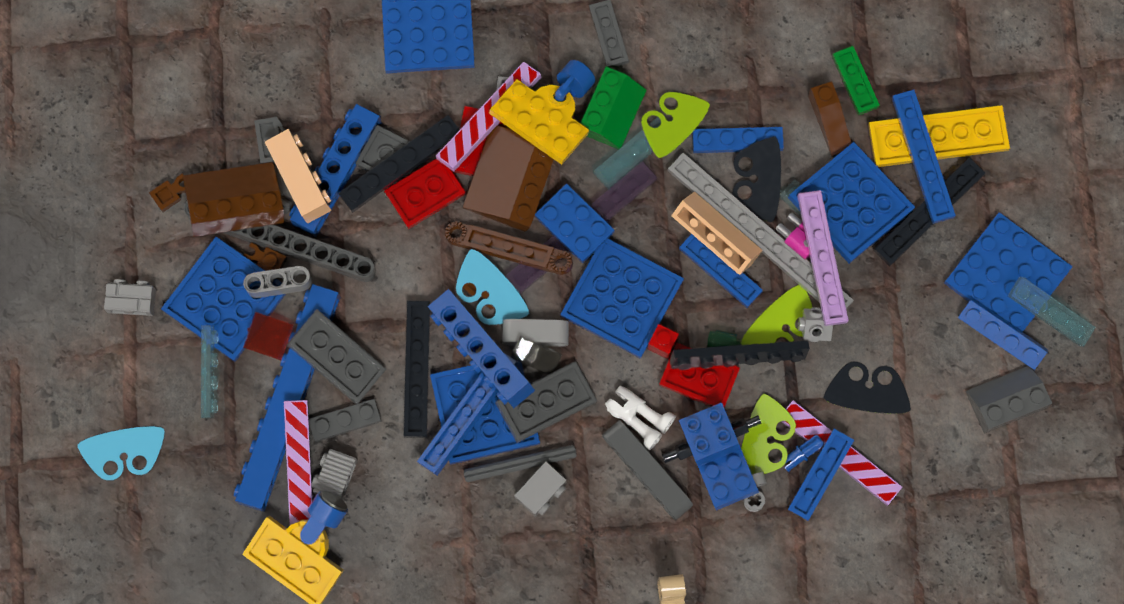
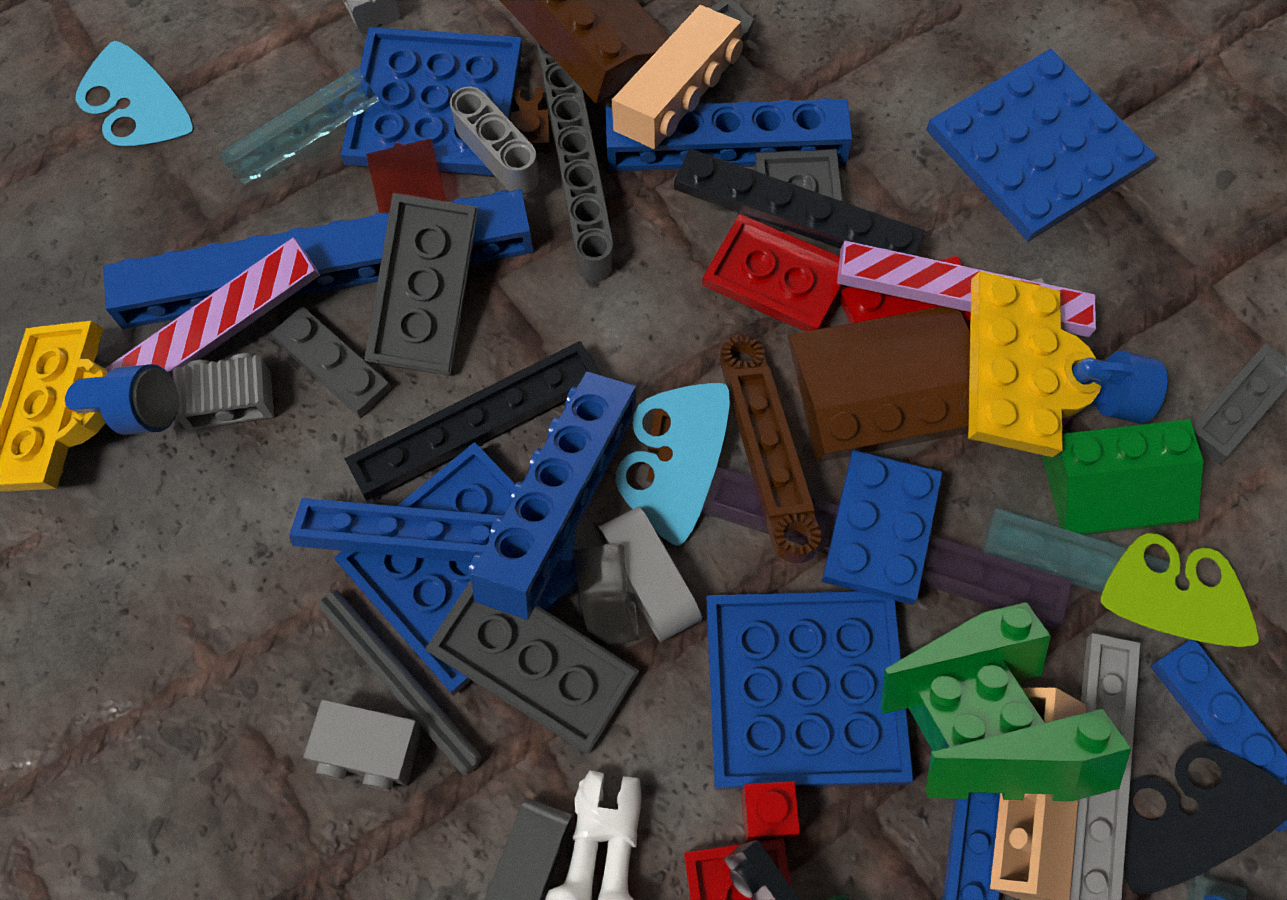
camera: 60 degrees right, 10 degrees down
(678, 236) = (985, 726): none -> green wedge

